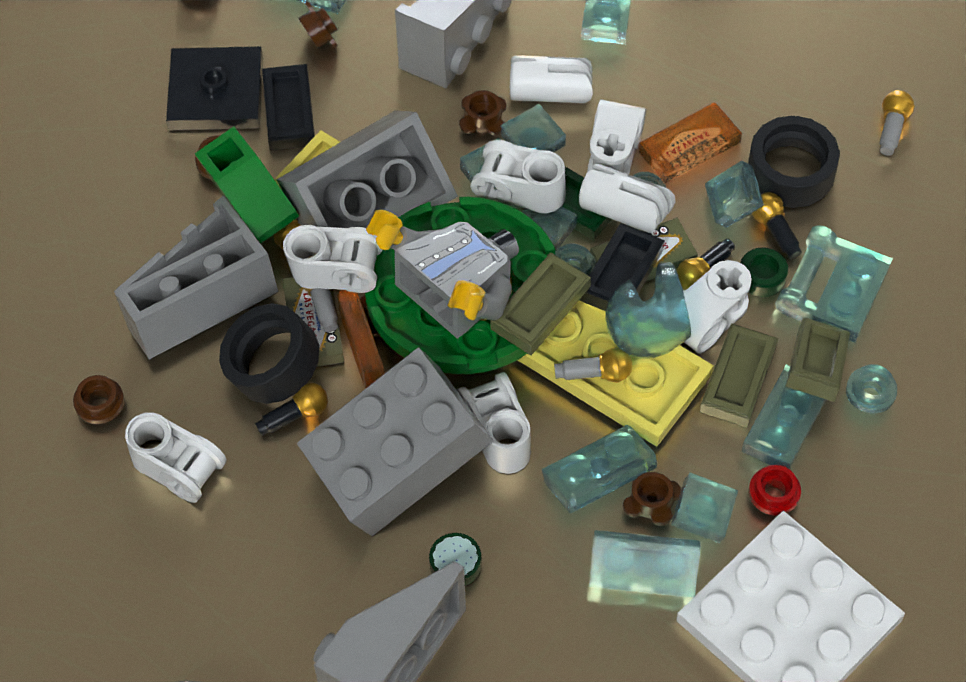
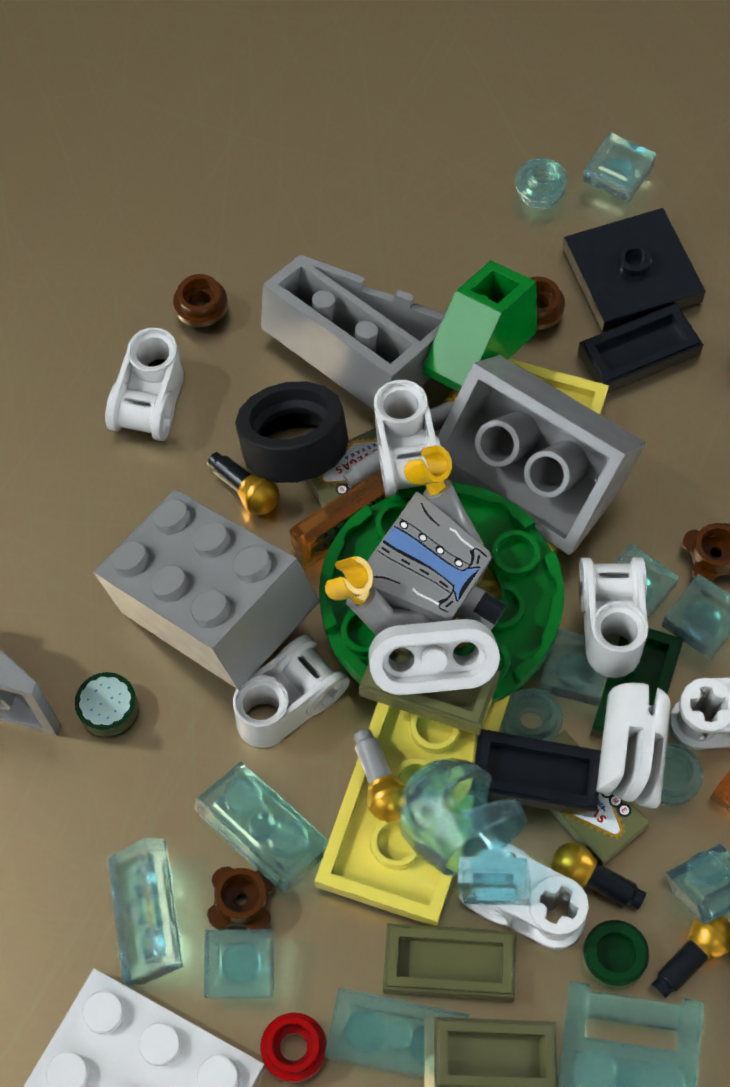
camera: 75 degrees right, 5 degrees up
(106, 130) = (541, 193): none -> clear light blue plate
(118, 64) = (619, 167): none -> clear light blue plate
(534, 280) = (432, 661): none -> white plate
(705, 302) = (495, 878): none -> clear light blue plate

